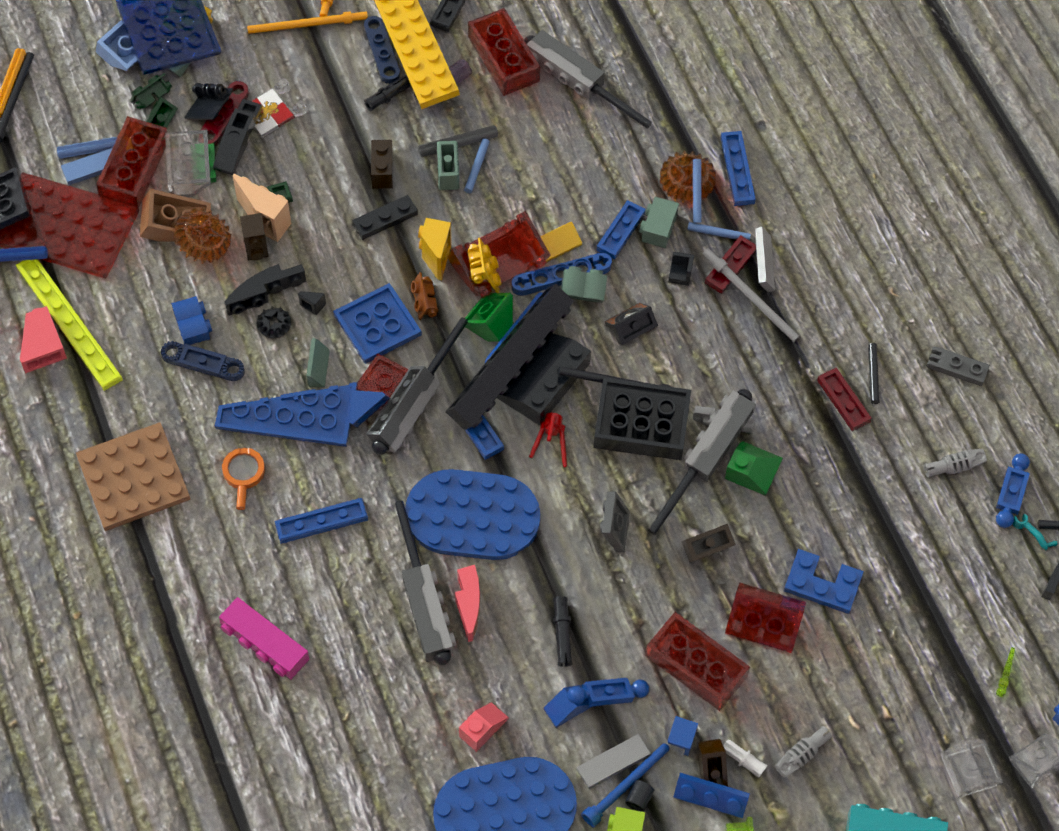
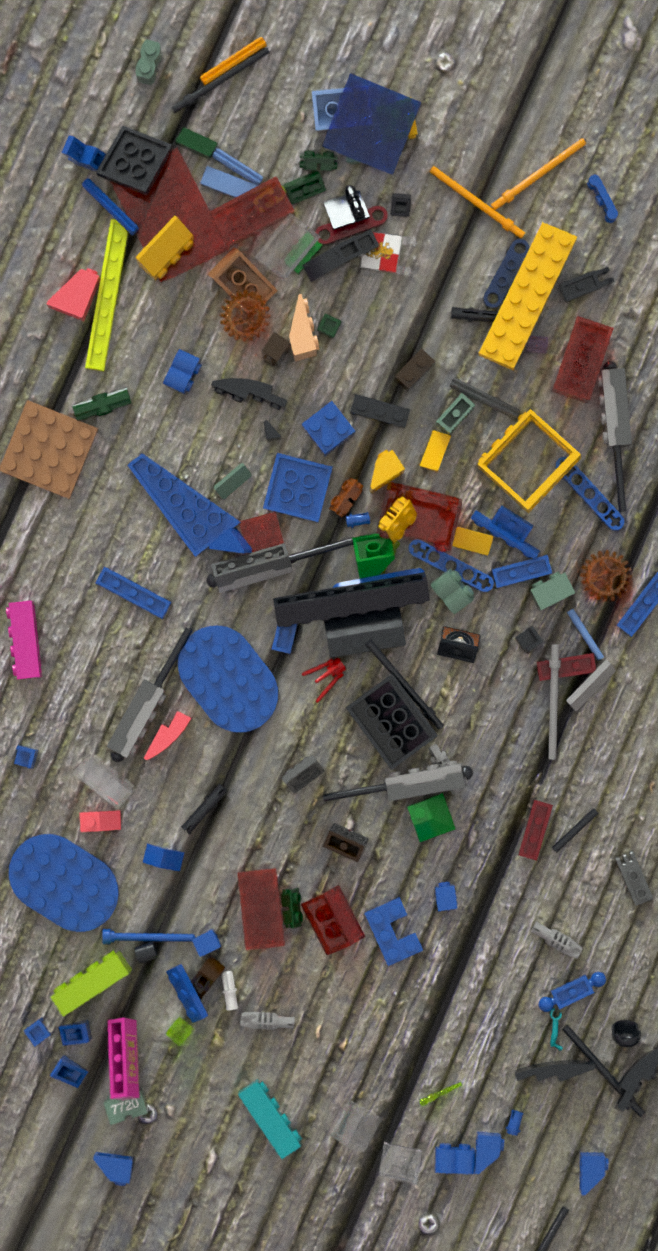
camera: 50 degrees right, 25 degrees up
(36, 159) = (196, 143): none -> dark green slope
(85, 238) = (165, 248): none -> yellow slope
(145, 401) = (102, 404): none -> dark green piece
(202, 361) = (163, 408): dark blue plate -> none
(243, 470) = (118, 511): orange piece -> none
(249, 71) = (400, 204): none -> black slope
(277, 329) = (243, 424): black gear -> none
(357, 259) = (328, 428): none -> blue brick
(361, 732) = (26, 756): none -> blue panel
(447, 309) = (357, 519): none -> blue pin
(453, 687) = (104, 781): none -> clear slope
(460, 206) = (435, 451): none -> yellow slope
(476, 166) = (478, 429): medium blue bar -> none
(539, 117) = (510, 434): none -> yellow window
(575, 206) = (509, 528): none -> blue bracket
(608, 692) = (191, 874): blue plate -> none
(613, 761) = (153, 916): light grey tile -> none
(620, 132) = (598, 498): none -> blue beam
(697, 216) = (595, 596): medium blue bar -> none
(715, 632) = (293, 917): none -> dark green hinge
(834, 512) = (445, 896): none -> blue brick

